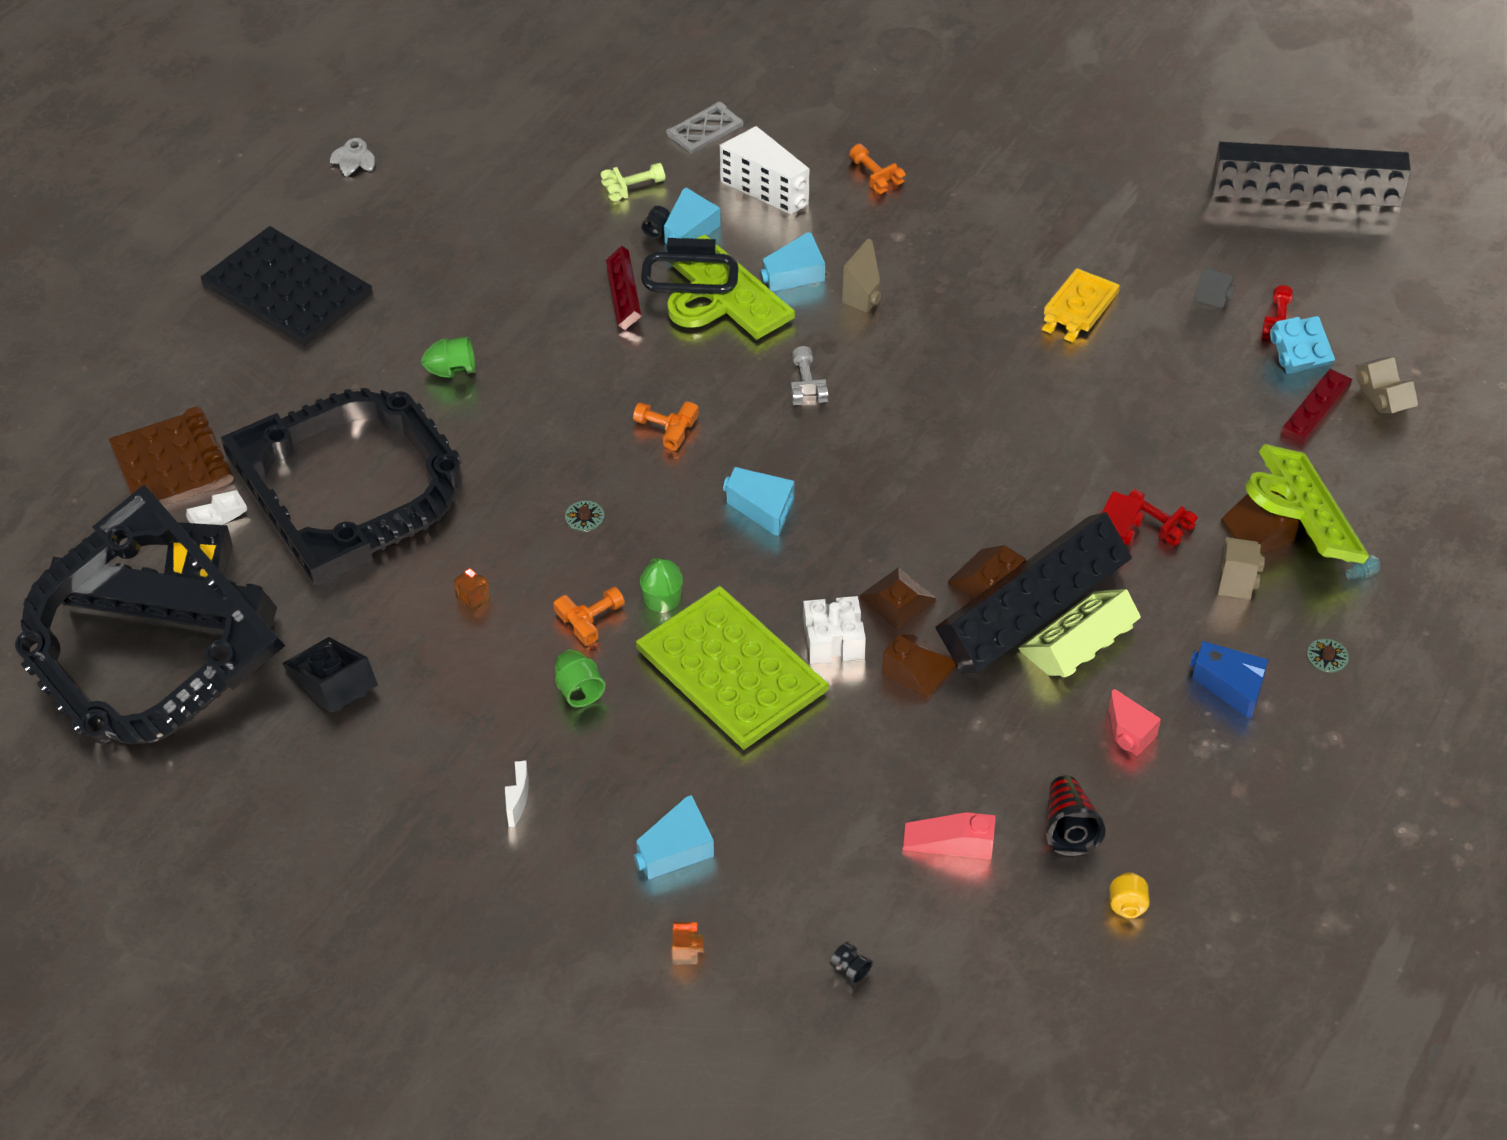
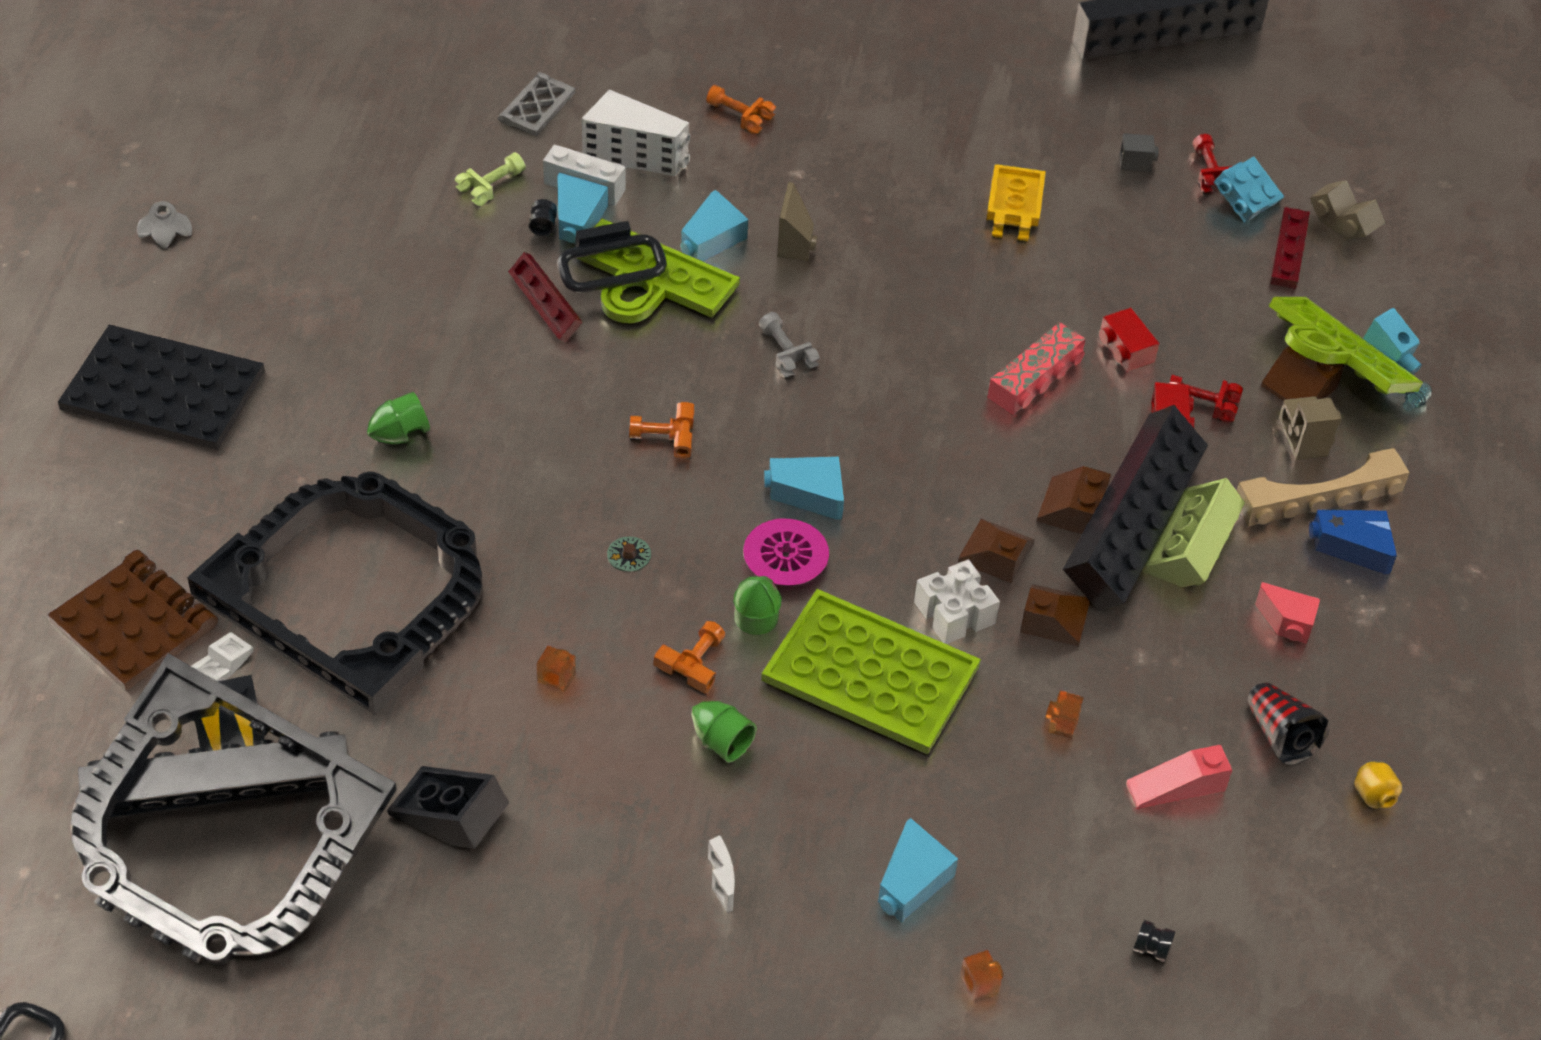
camera: 25 degrees left, 0 degrees up
(712, 190) = (585, 167): none -> white arch
(731, 549) = (807, 556): none -> dark pink piece
(878, 751) = (1064, 714): none -> clear orange plate
(1015, 452) = (1036, 368): none -> coral brick
(1113, 449) = (1128, 339): none -> red brick
(1281, 629) = (1269, 501): none -> tan arch
(1327, 655) = (1425, 491): piece -> none
(1362, 512) = (1394, 339): none -> medium azure torso

